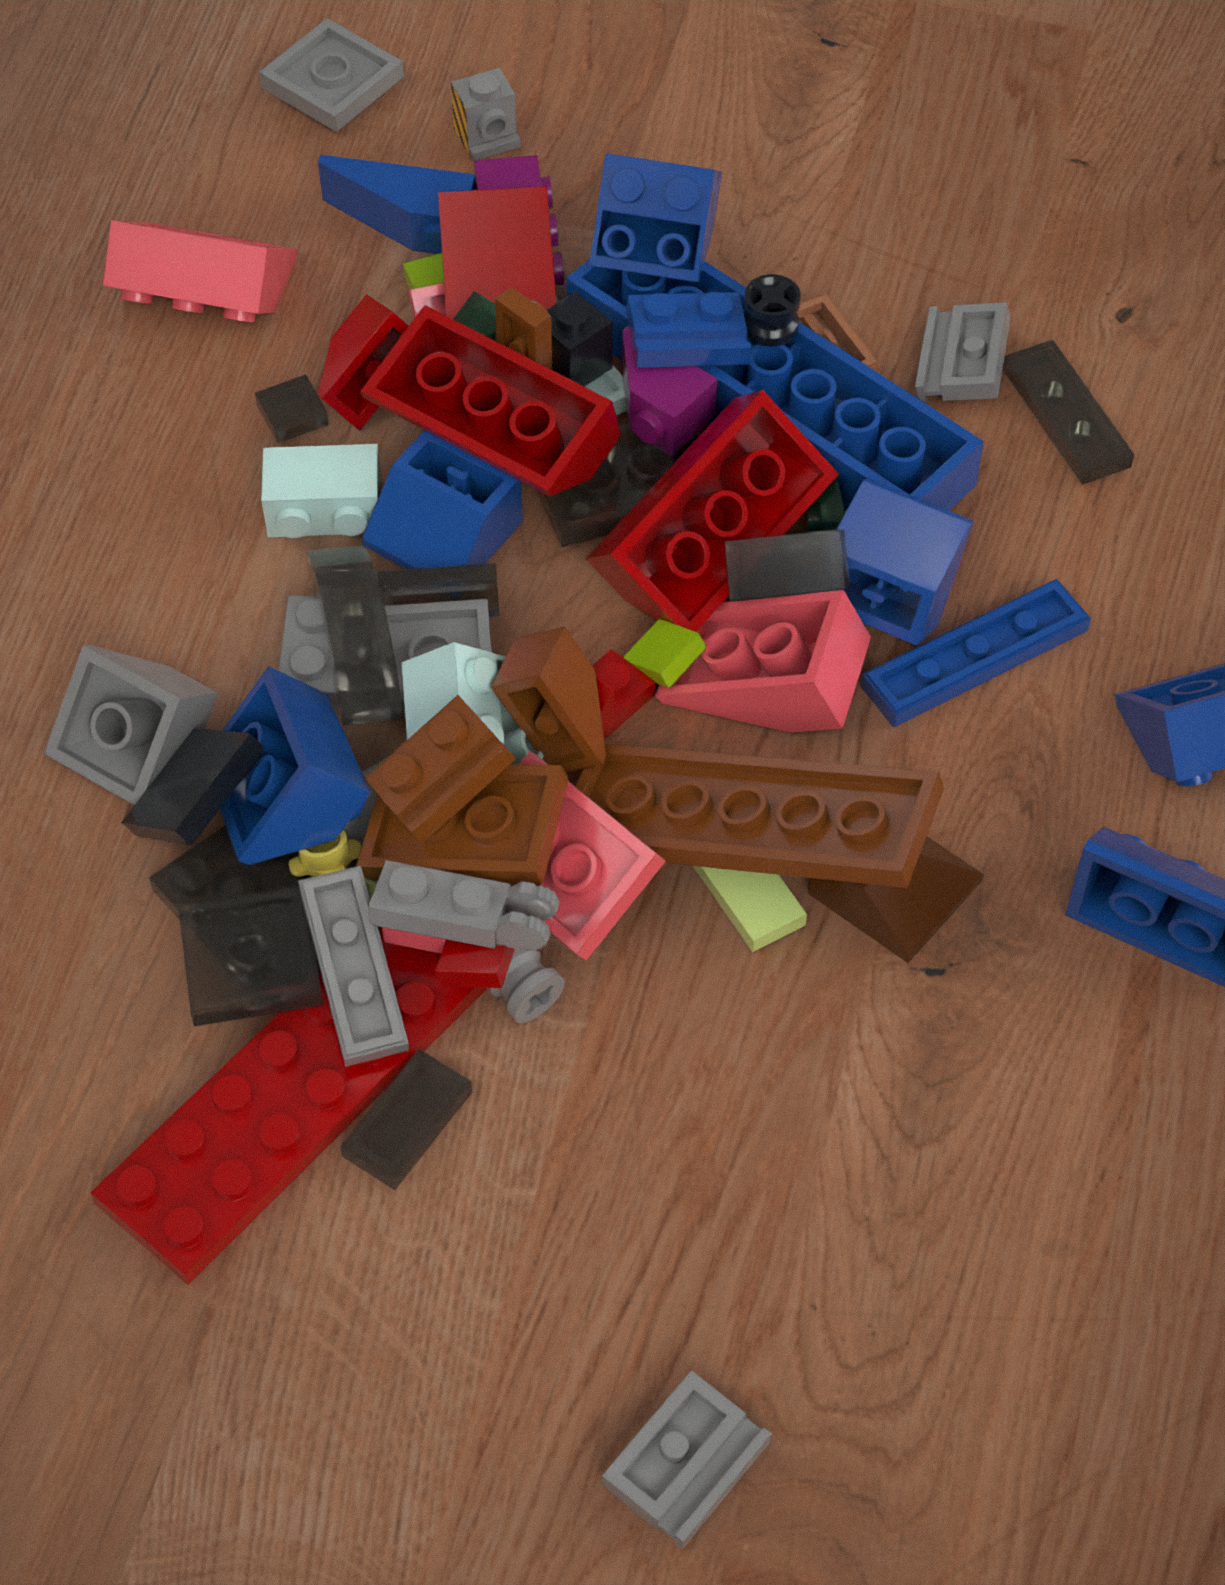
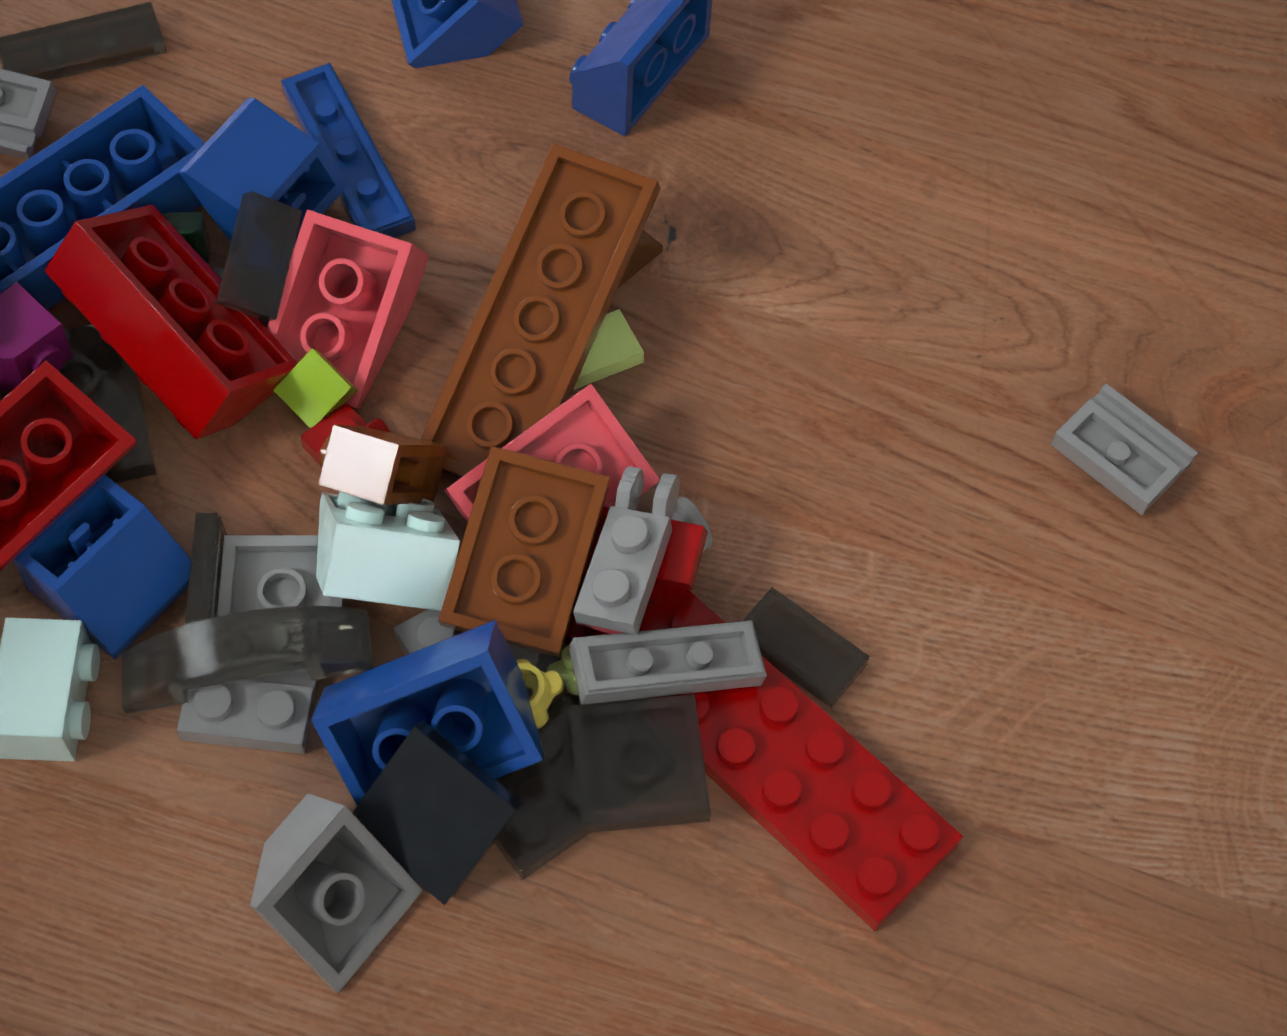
camera: 90 degrees left, 5 degrees up
(440, 769) = (478, 553): dark orange plate -> none

